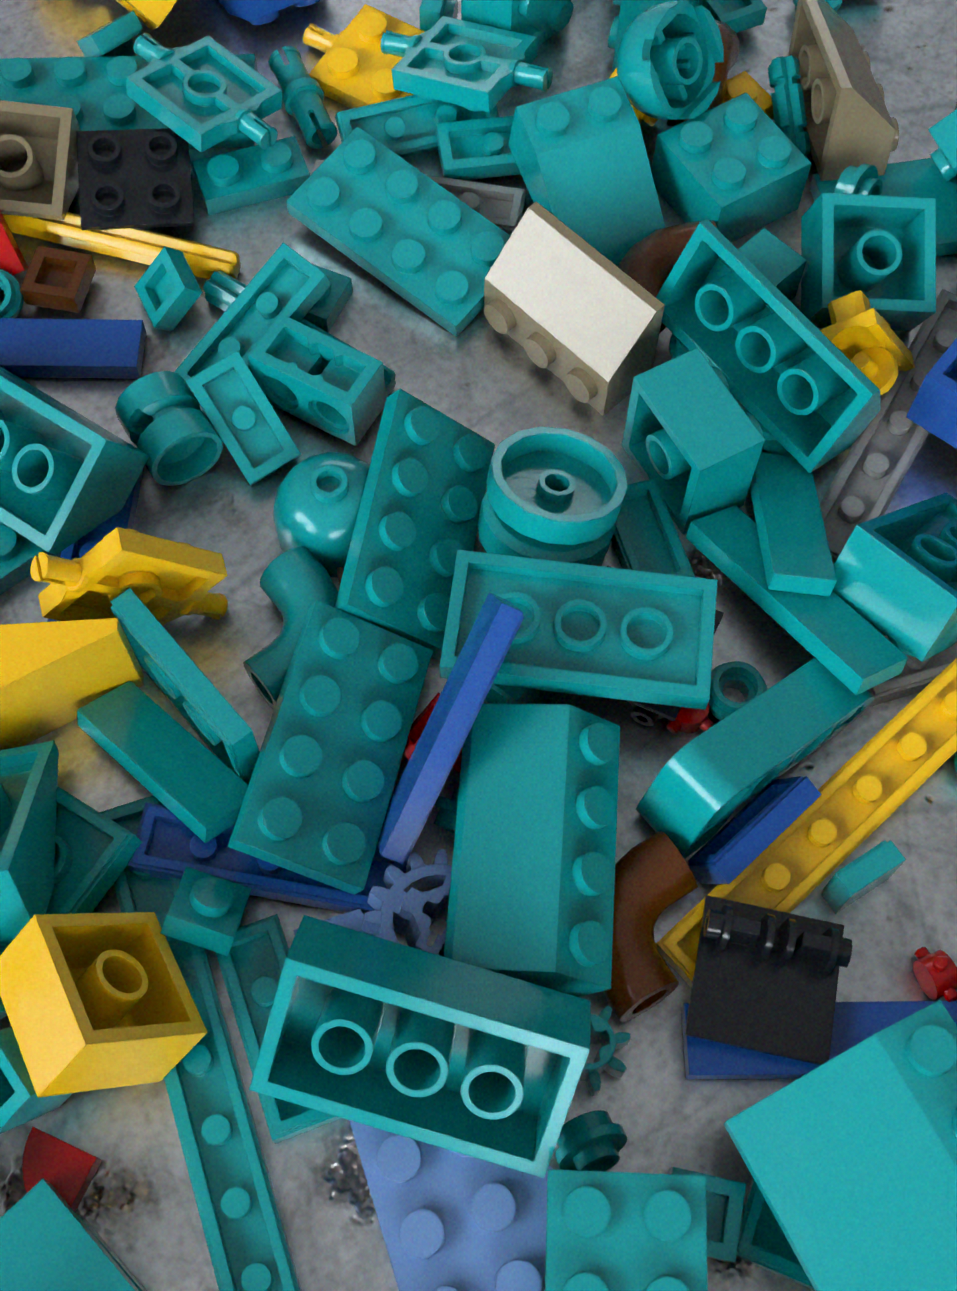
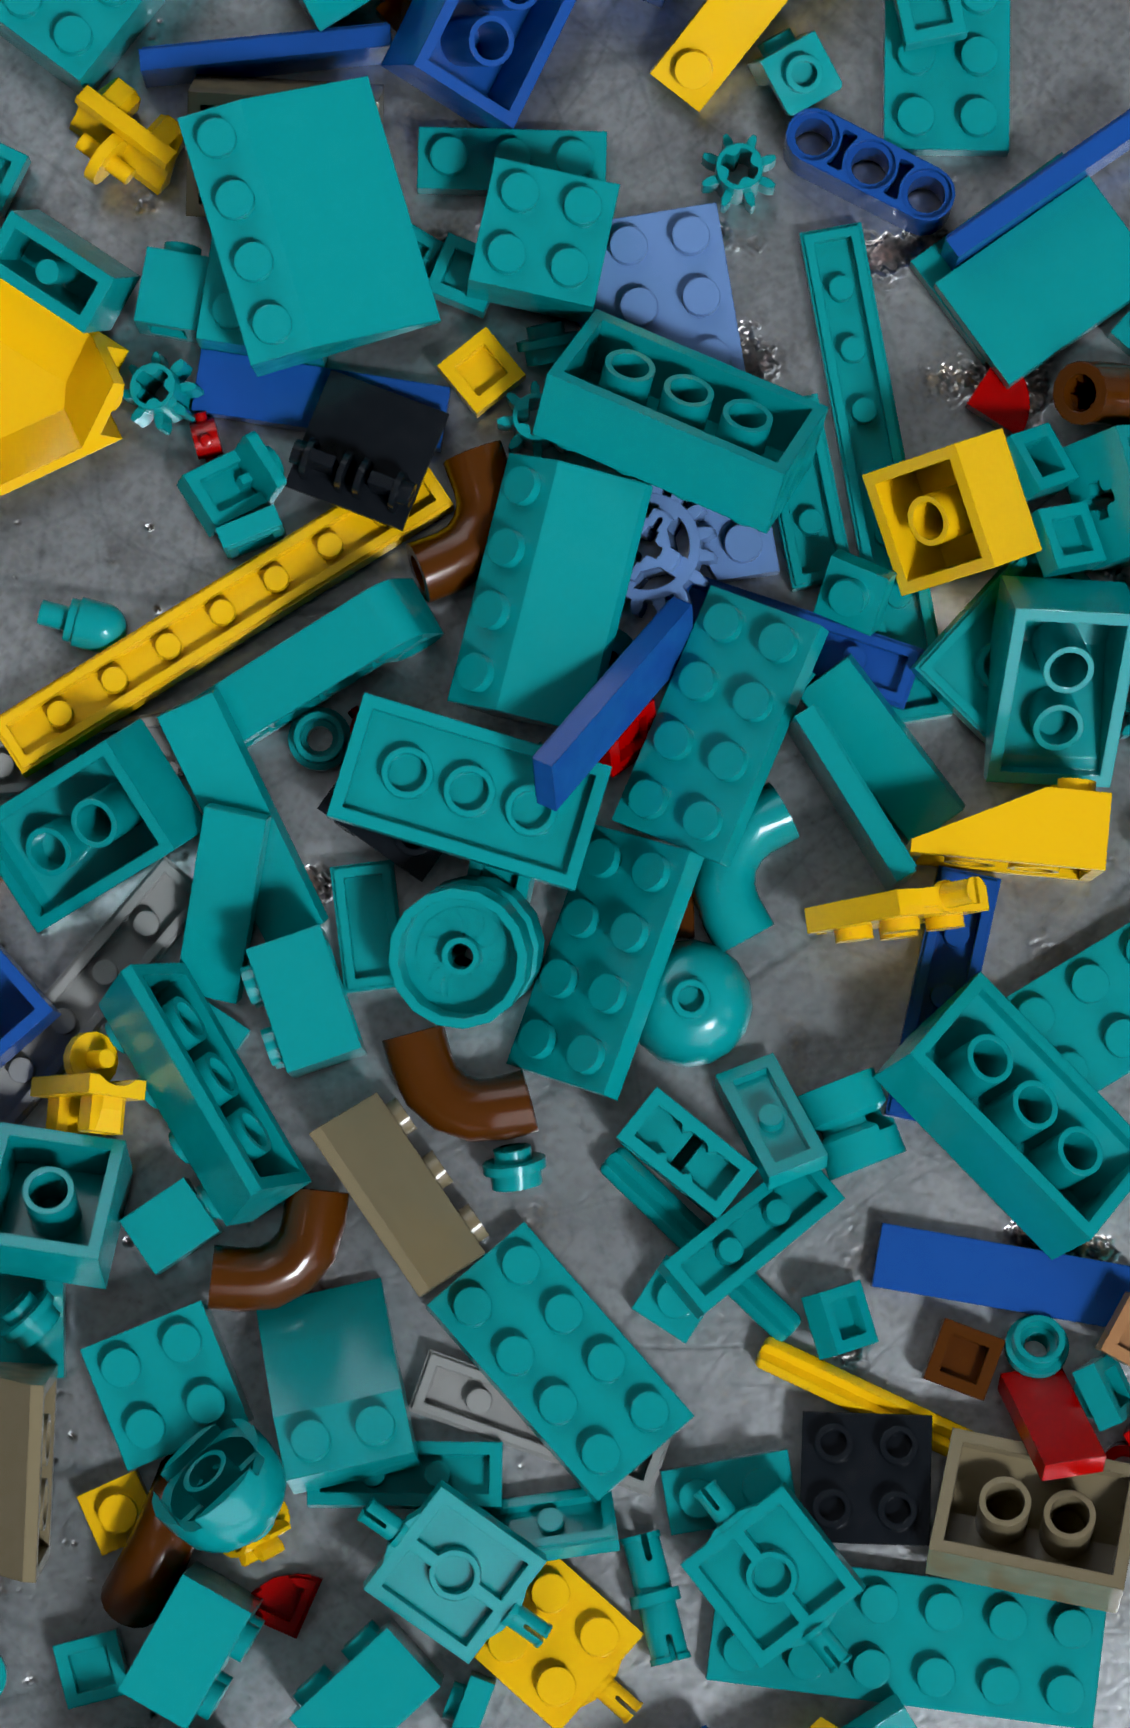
camera: 170 degrees left, 20 degrees up
(471, 361) = (514, 1167): none -> teal plate
(527, 401) = (452, 1099): none -> reddish brown cylinder
(591, 67) = (287, 1601): none -> red tile
(658, 1098) = (481, 372): none -> yellow plate
(752, 830) = (339, 583): blue tile -> none
(789, 101) = (68, 1474): teal axle -> none
(896, 922) = (234, 483): none -> teal bracket

